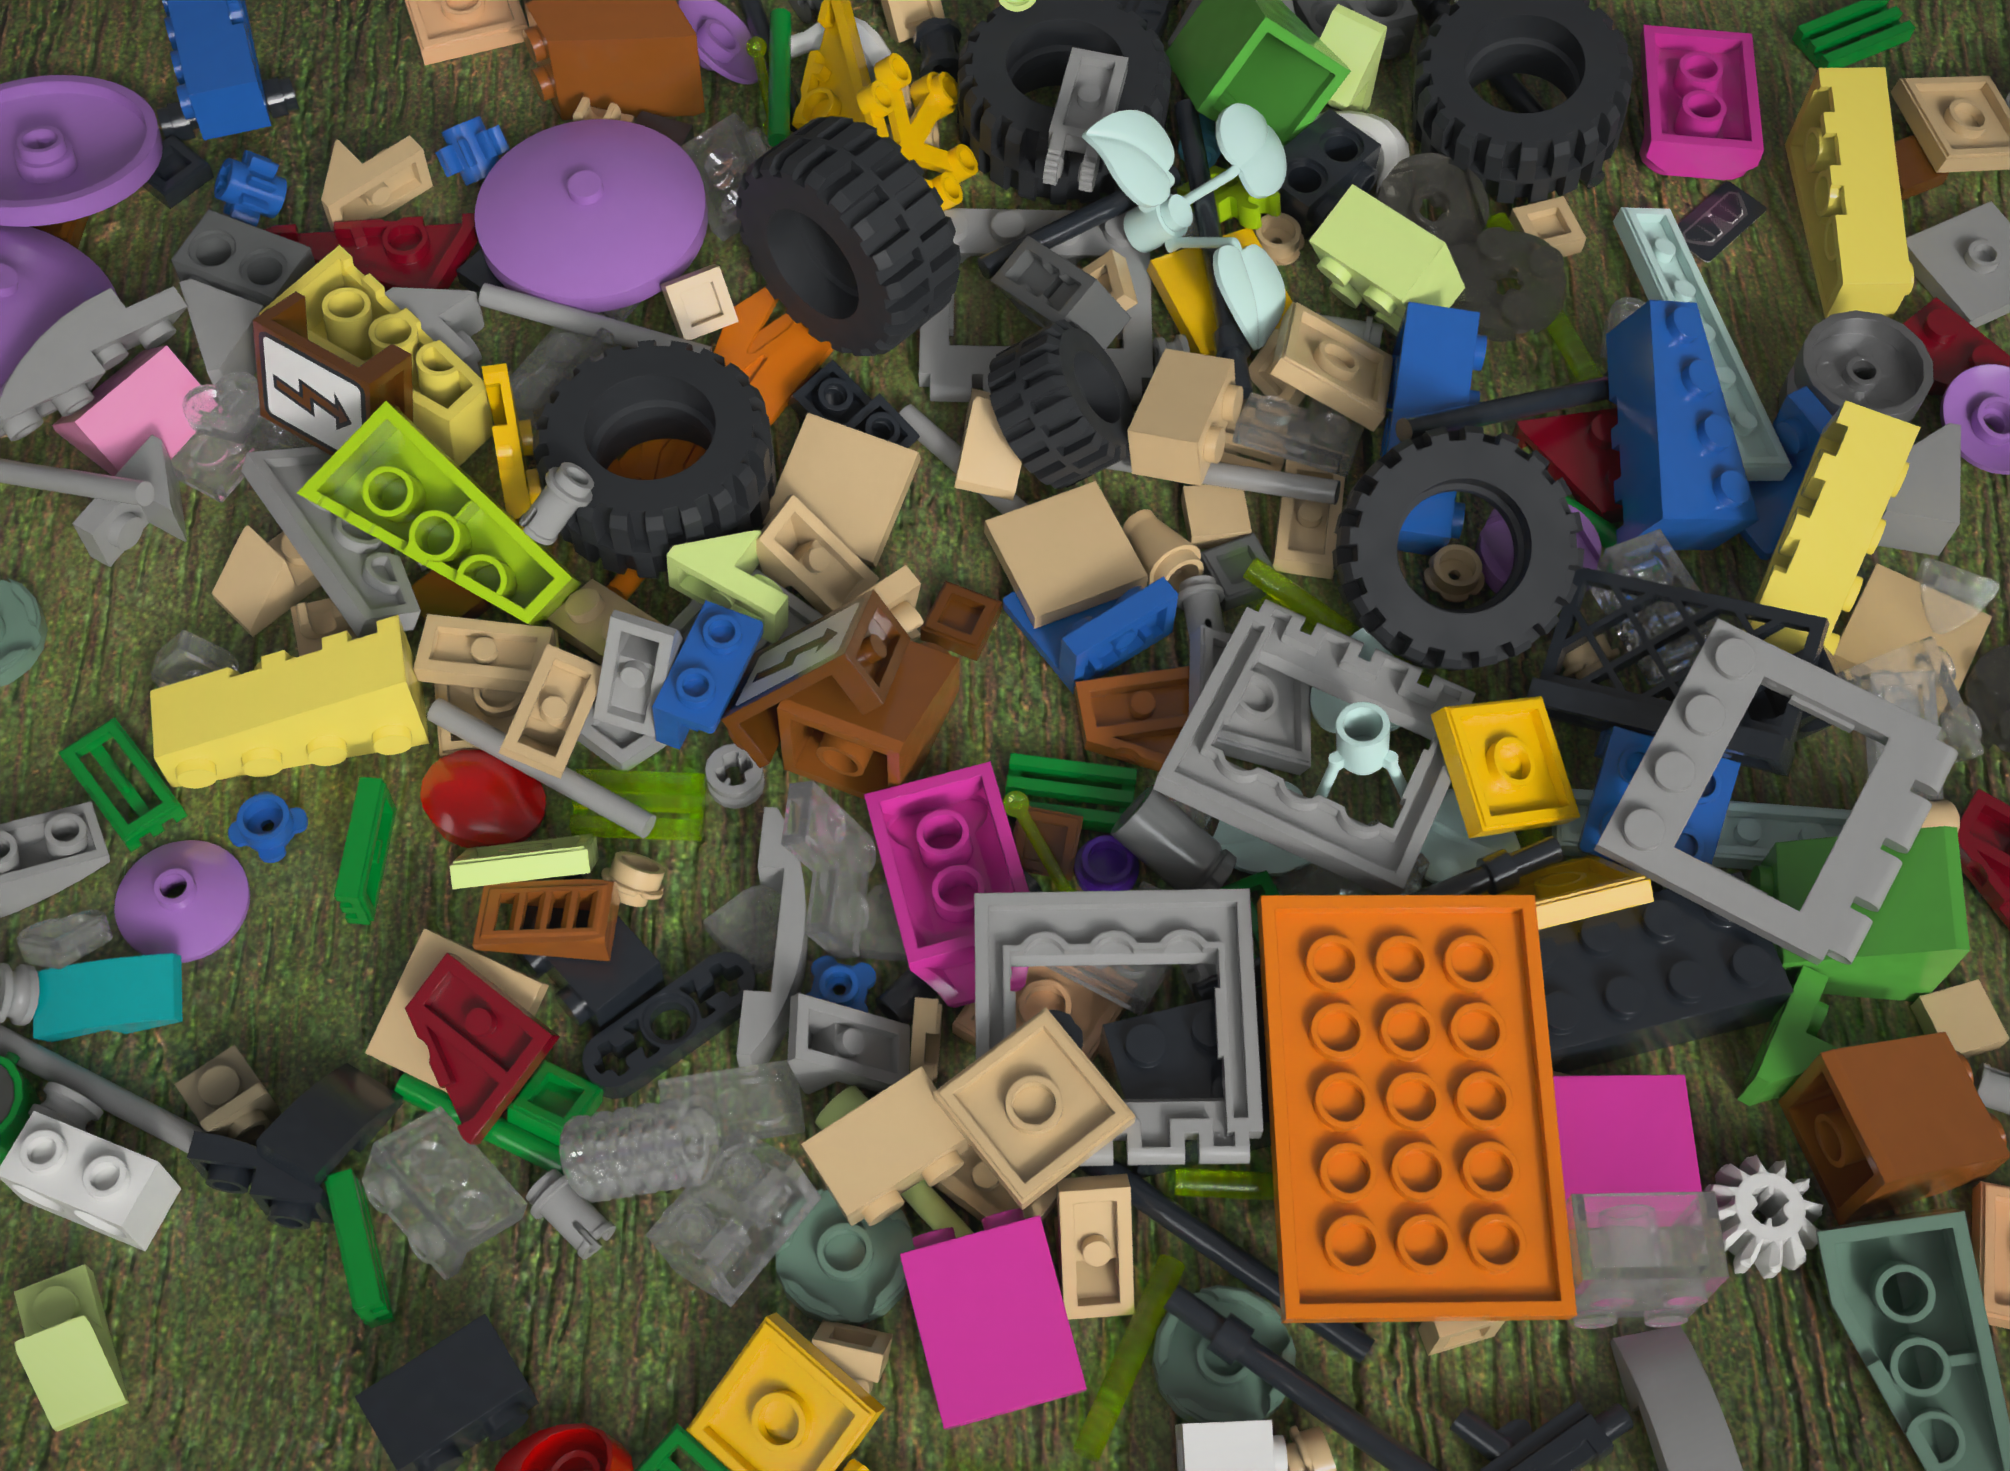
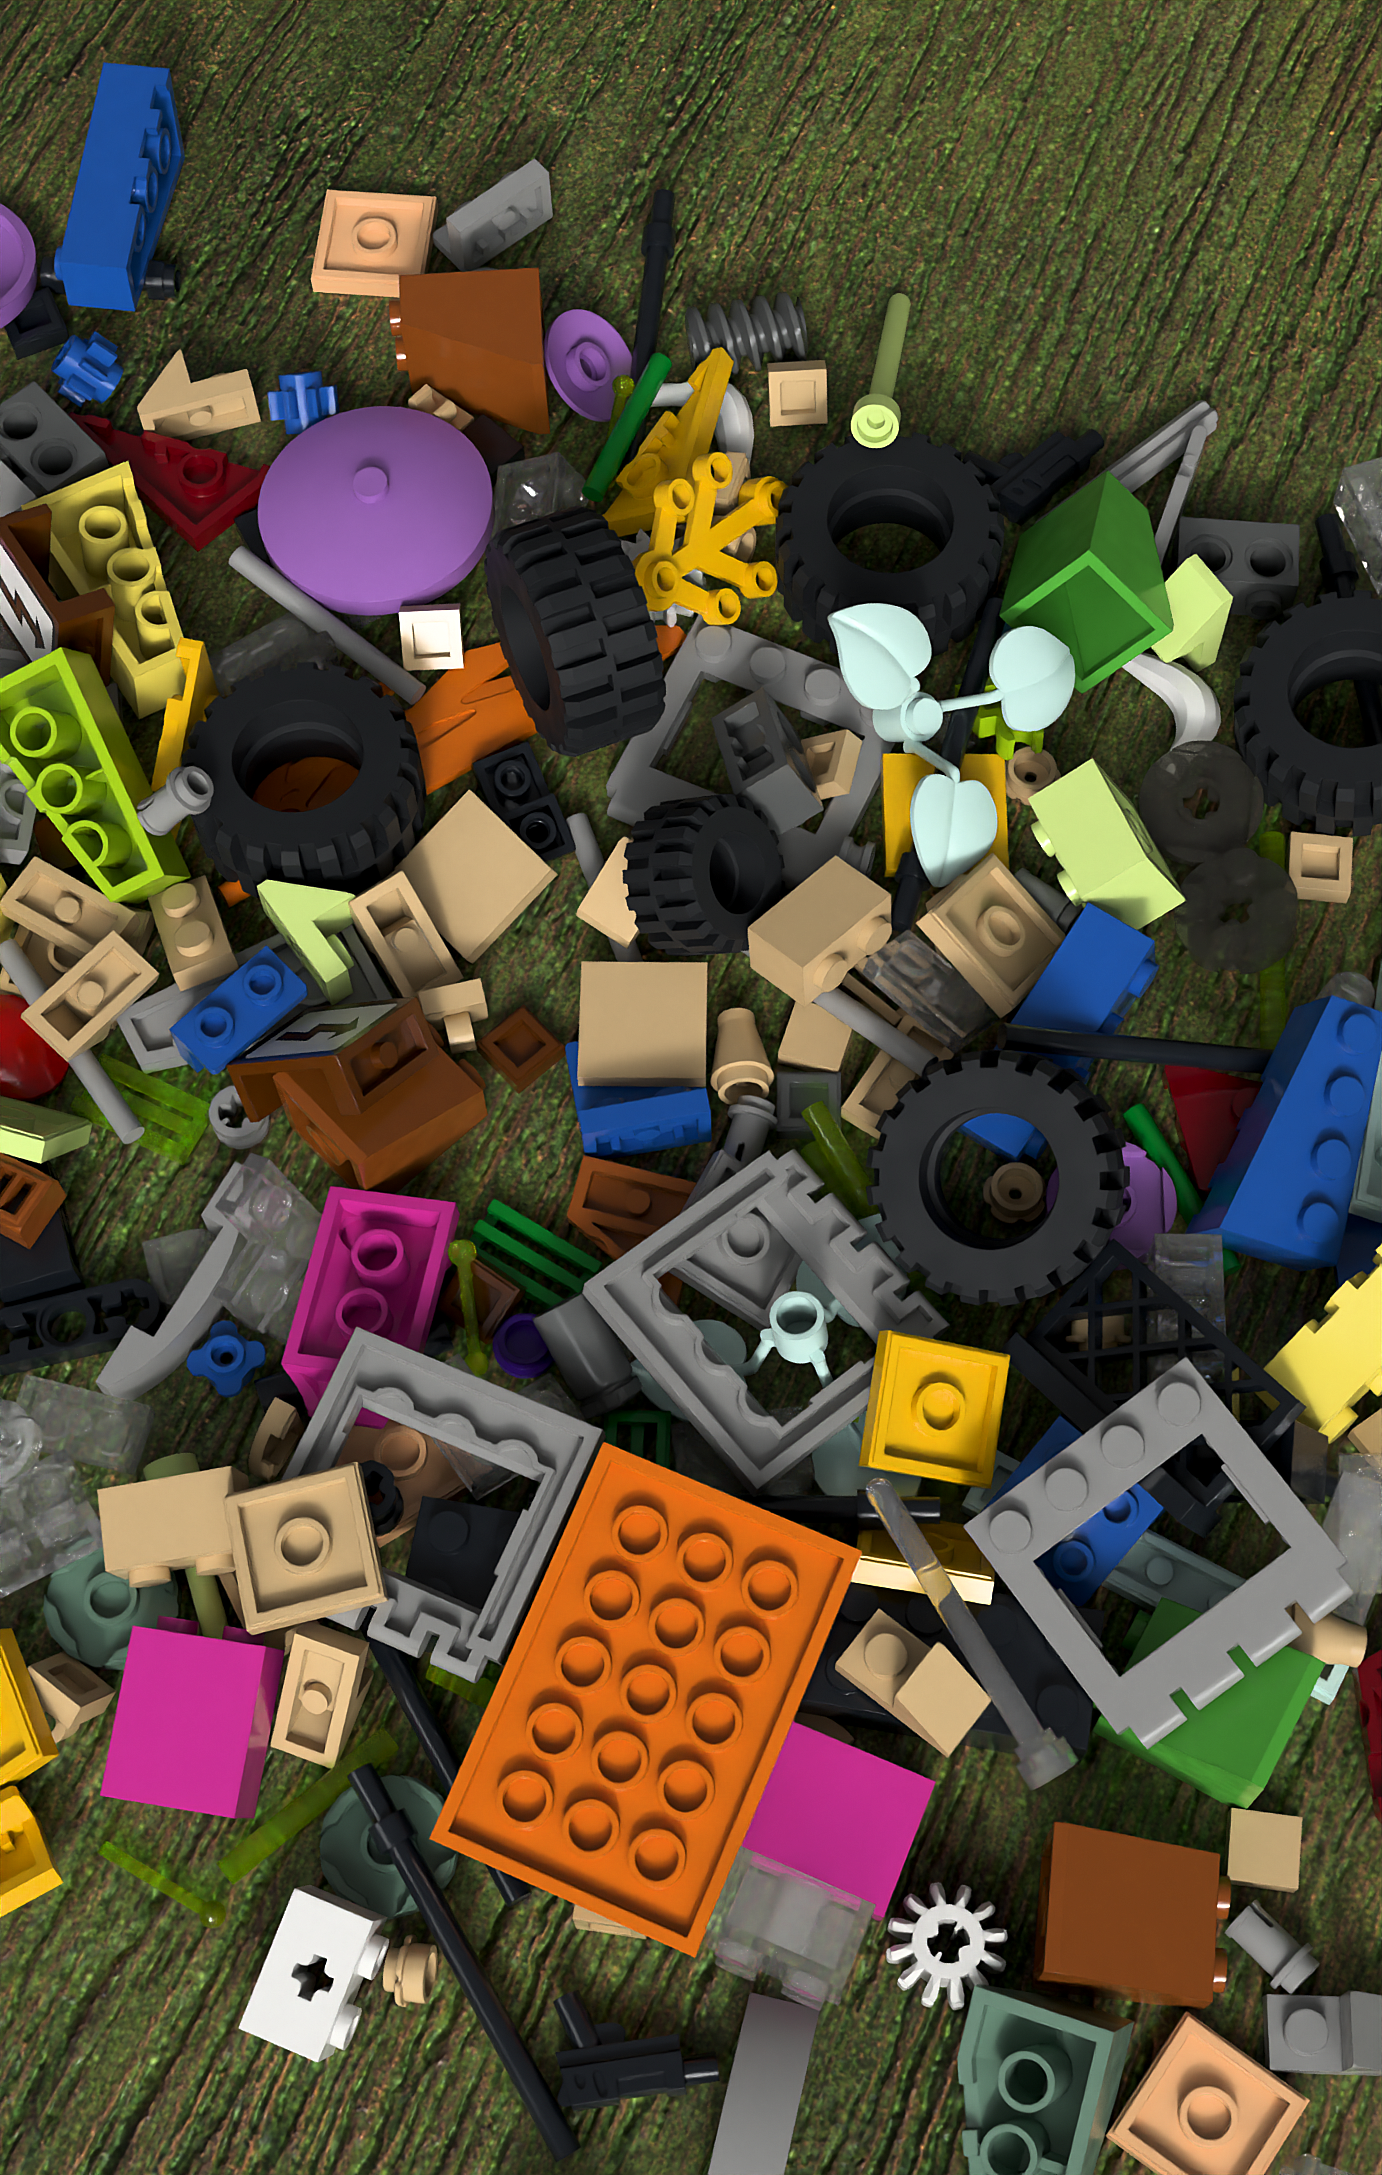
camera: 30 degrees right, 5 degrees up
(446, 317) = (190, 571): light grey slope -> none
(634, 670) = (175, 981): light grey slope -> none
(636, 878) = (100, 1178): tan plate -> none
(844, 1046) = (195, 1413): light grey slope -> none
(938, 44) = (800, 443): black bush -> none
(1067, 226) = (826, 687): black bar -> none
(1087, 94) = (875, 573): light grey hinge -> none
(1323, 167) = (1099, 712): black brick -> none
(1628, 994) = (914, 1682): none -> tan slope
(1765, 1007) = (1039, 1749): none -> clear piece
(1789, 1041) = (1063, 1798): bright green slope -> none

